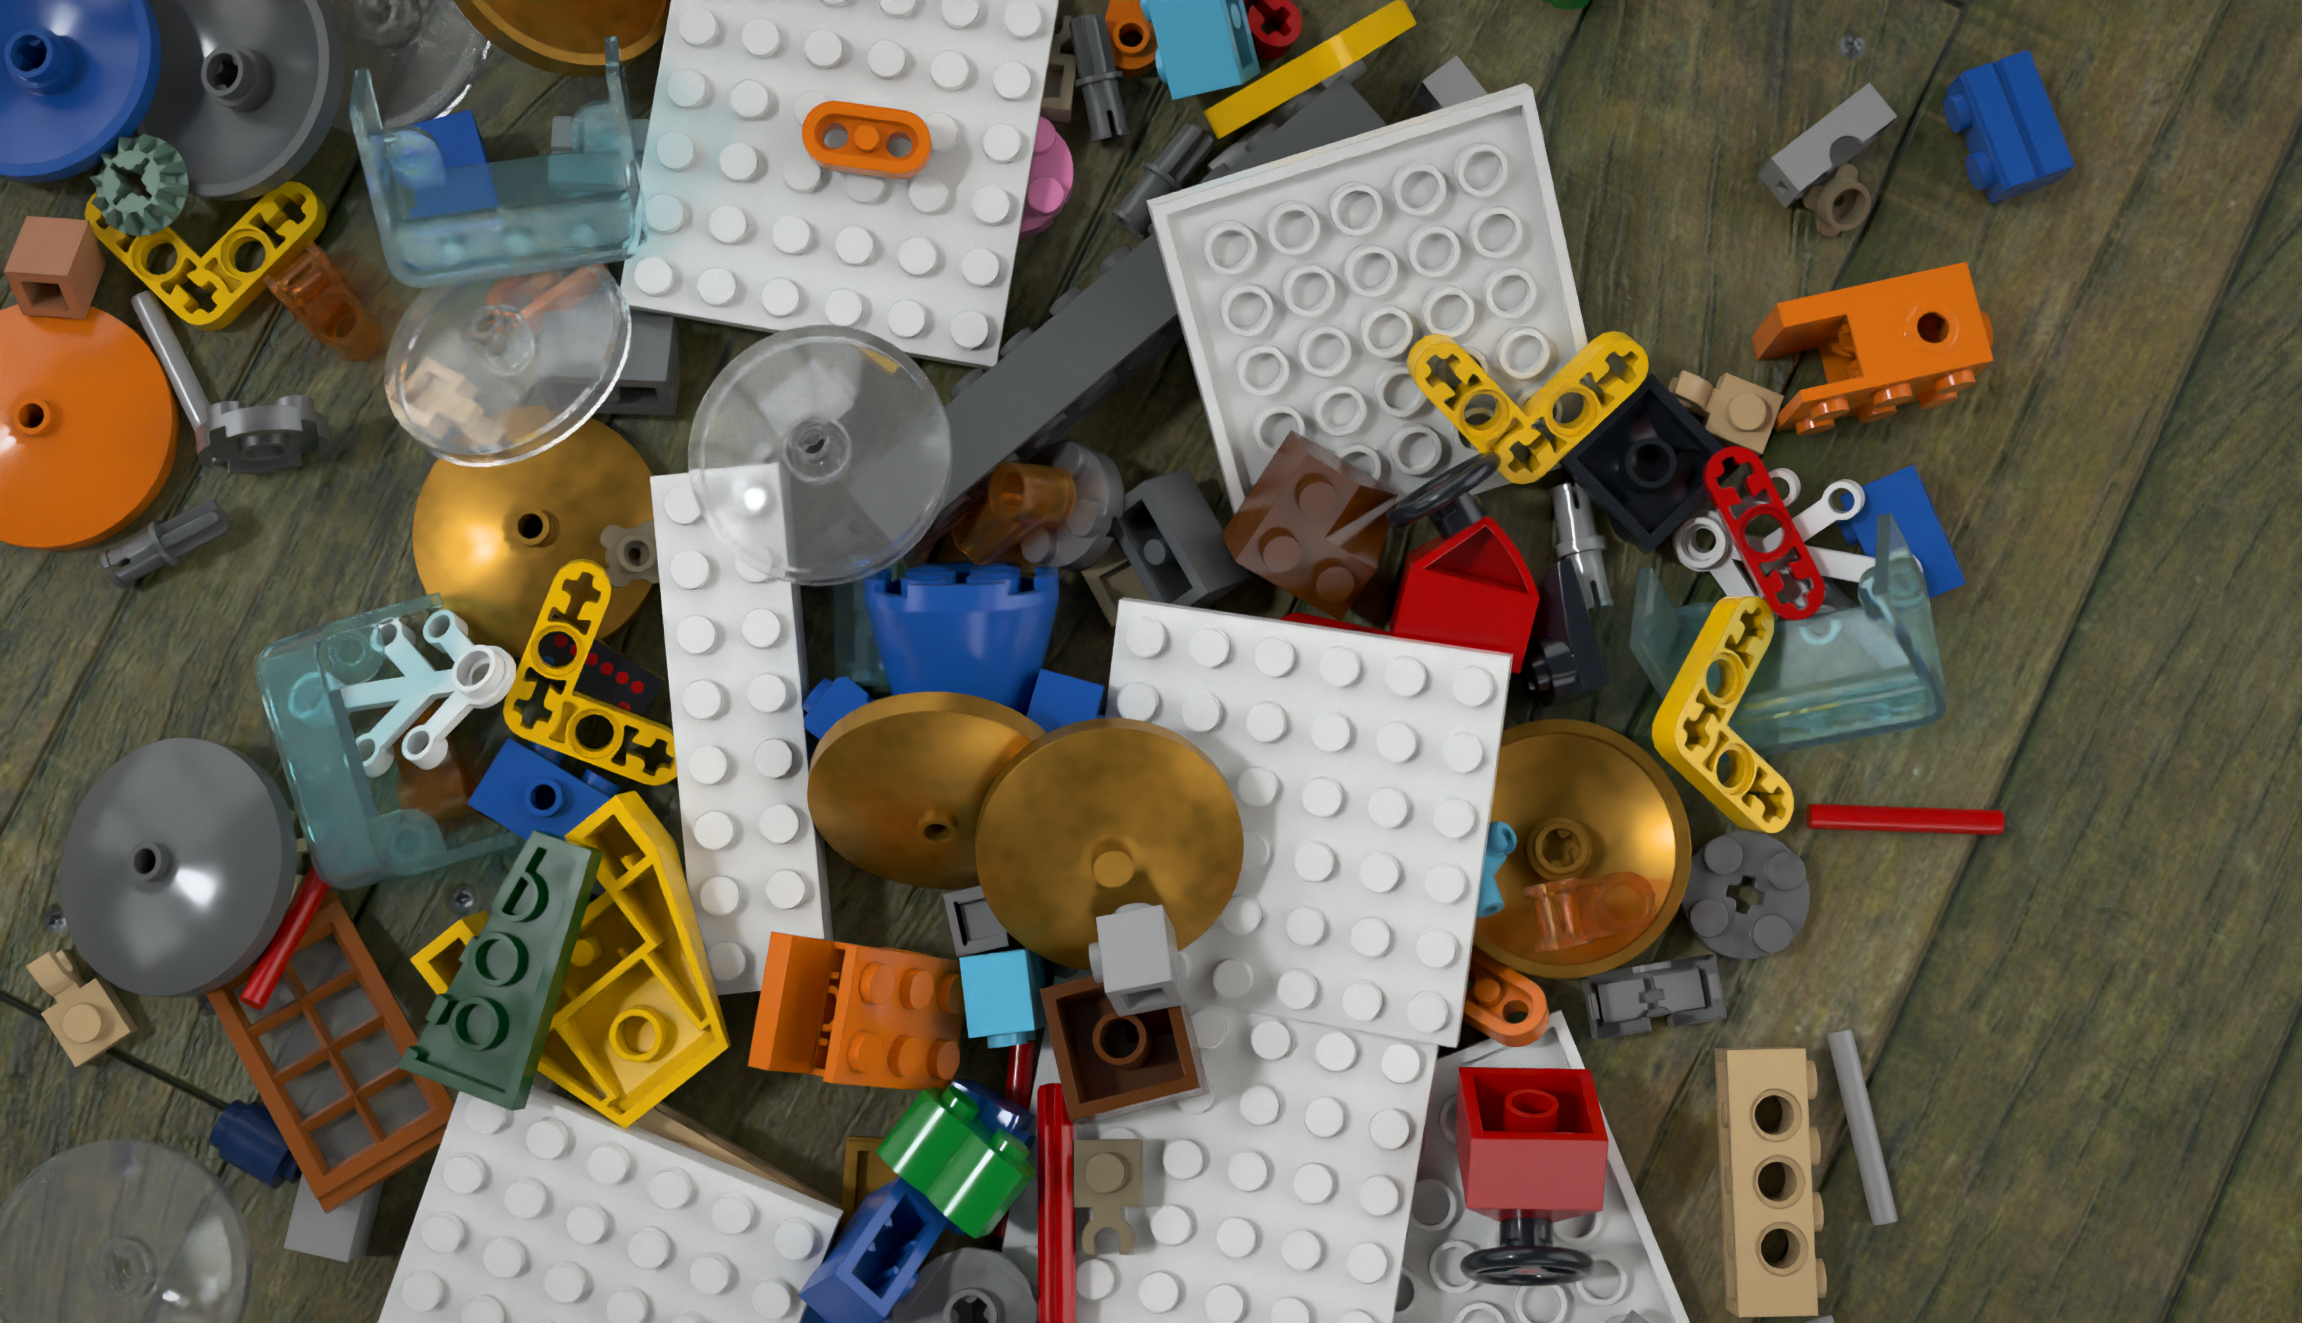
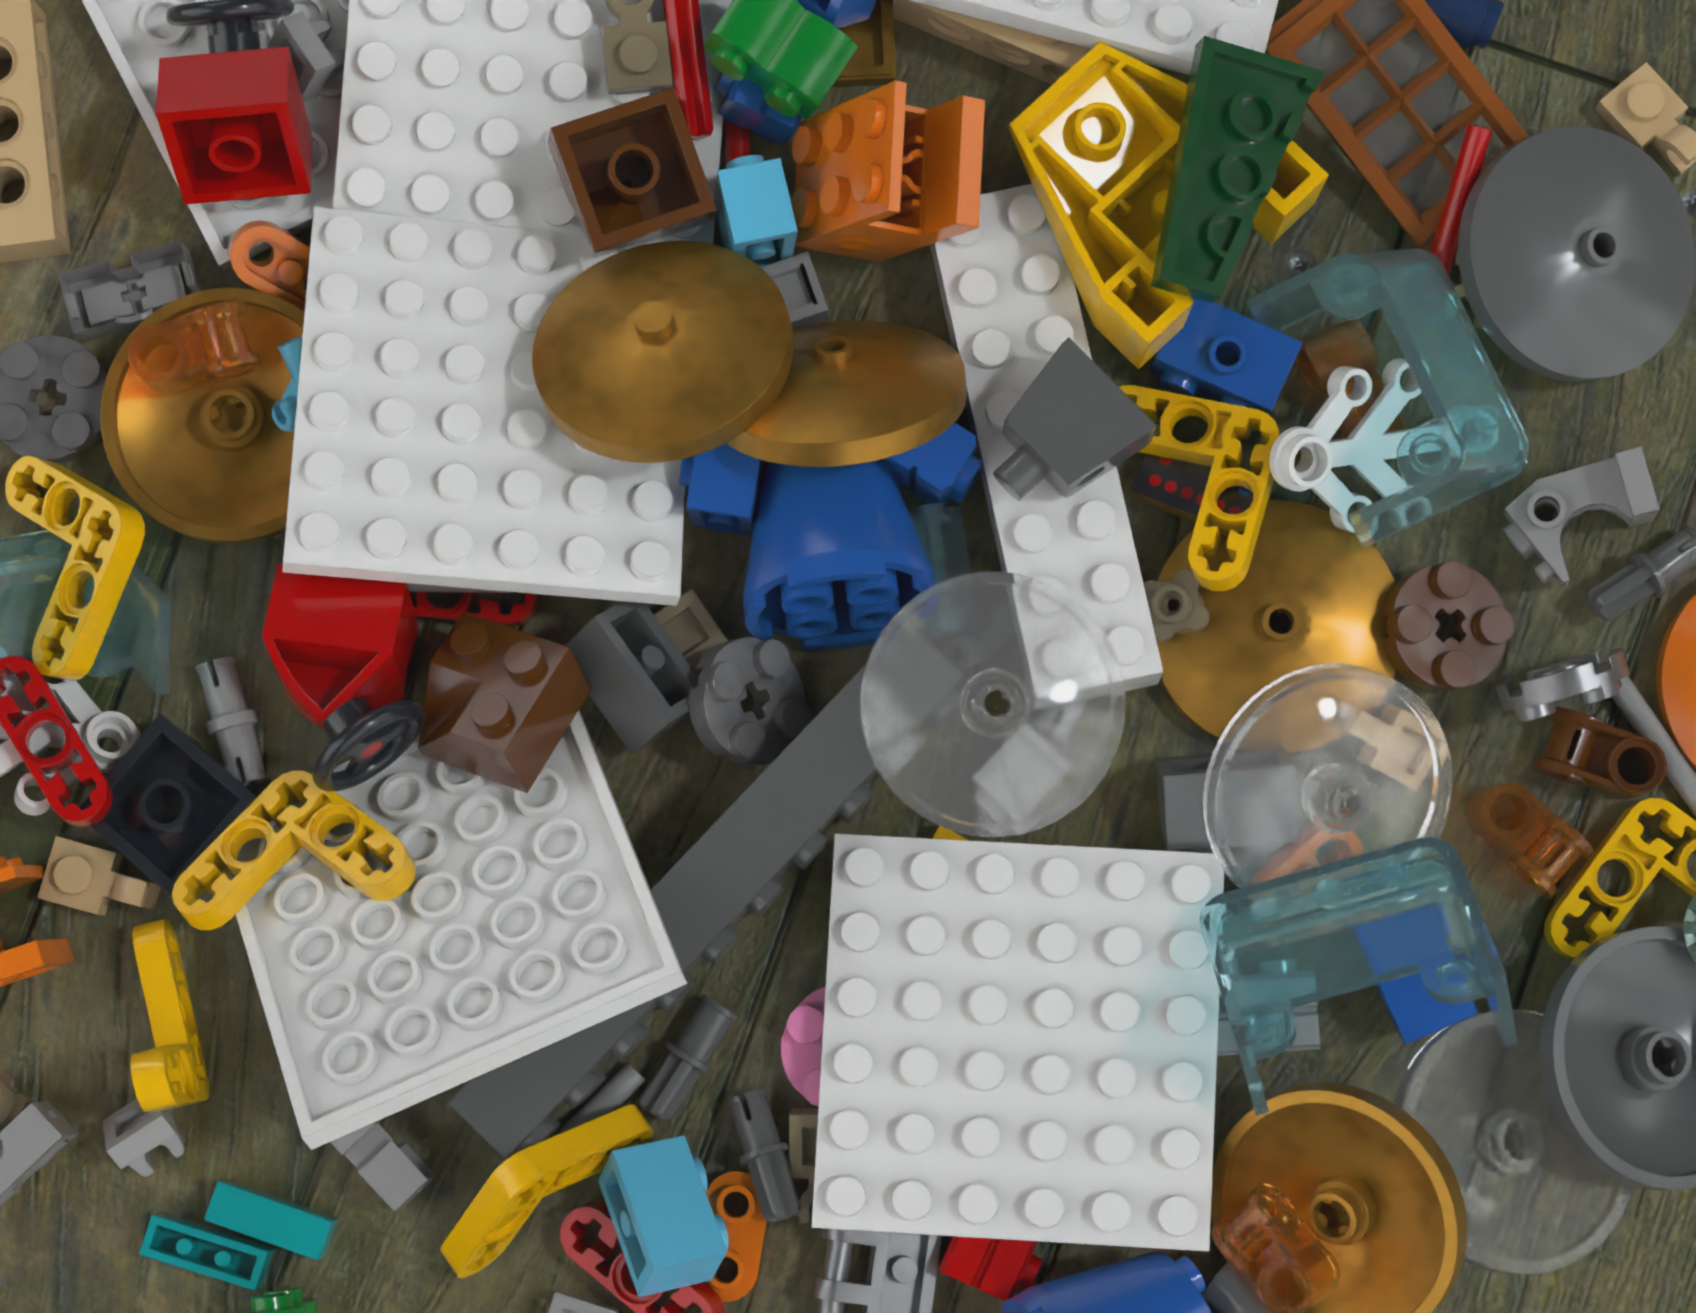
camera: 175 degrees right, 0 degrees up
(179, 627) = (1612, 485): none -> light grey tile
(249, 369) = (1595, 755): none -> reddish brown piece
(339, 507) = (1480, 626): none -> reddish brown plate
(707, 722) = (1070, 427): none -> dark grey torso
(869, 135) = (987, 1040): orange plate -> none
(1015, 504) = (798, 685): clear orange piece -> none
(1137, 959) = (622, 238): light grey brick -> none
(1458, 1227) = (310, 57): none -> light grey tile
(1562, 647) = (237, 599): black slope -> none
(1576, 71) = (271, 1219): none -> teal piece
(1640, 48) = (207, 1251): none -> teal piece
(1656, 206) = (175, 1069): none -> yellow beam
(1695, 164) = (133, 1133): none -> light grey tile

